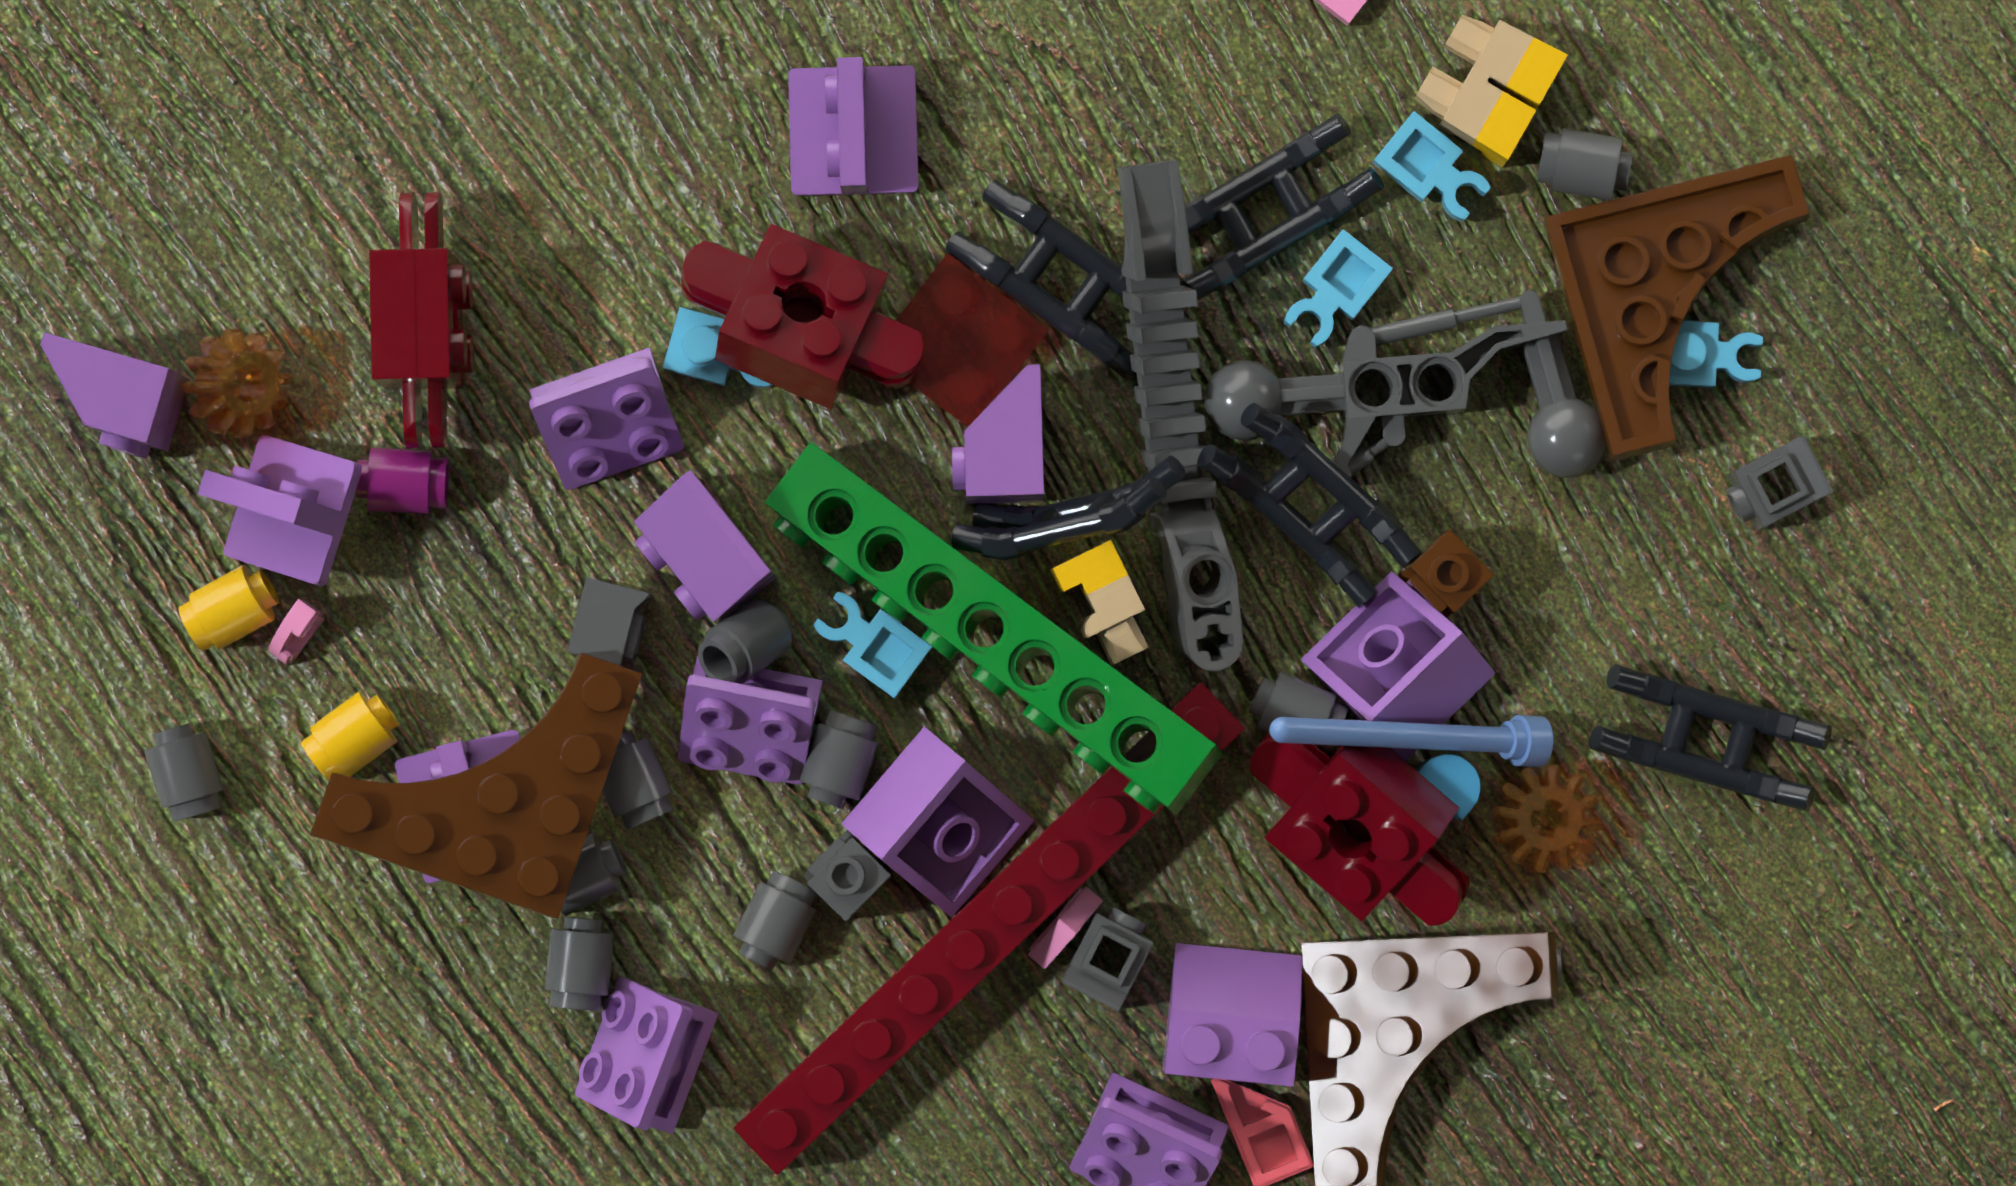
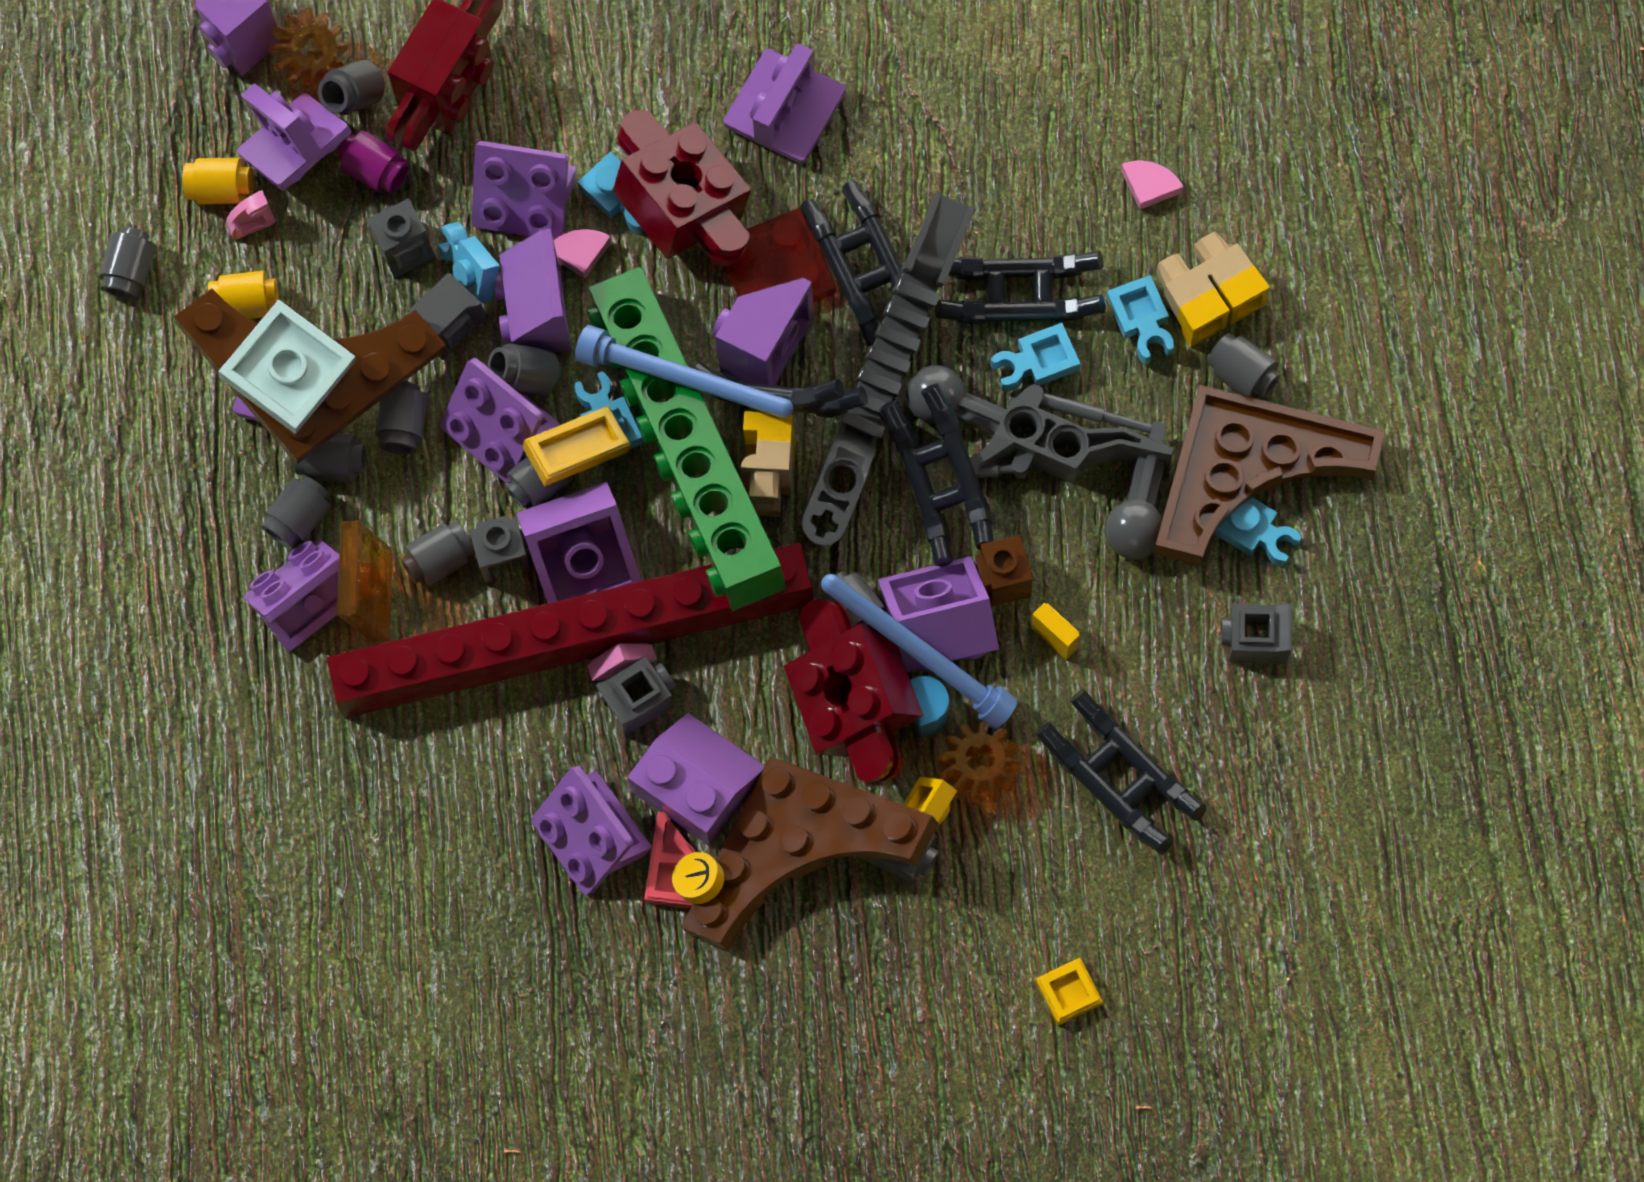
camera: 35 degrees right, 15 degrees down
(321, 404) = (351, 87): none -> dark grey brick
(484, 820) = (286, 366): none -> light aqua tile
(497, 560) = (401, 238): none -> dark grey window
(604, 547) = (471, 261): none -> medium azure plate
(714, 449) = (581, 249): none -> bright pink tile
(719, 1010) = (365, 581): none -> clear orange tile
(831, 579) = (598, 348): none -> medium blue piece
(868, 707) = (576, 446): none -> yellow tile
(1308, 1138) = (698, 877): none -> yellow tile
(1513, 901) = (931, 797): none -> yellow plate
(1545, 611) = (1055, 630): none -> yellow tile
(1790, 1023) = (1068, 991): none -> yellow tile

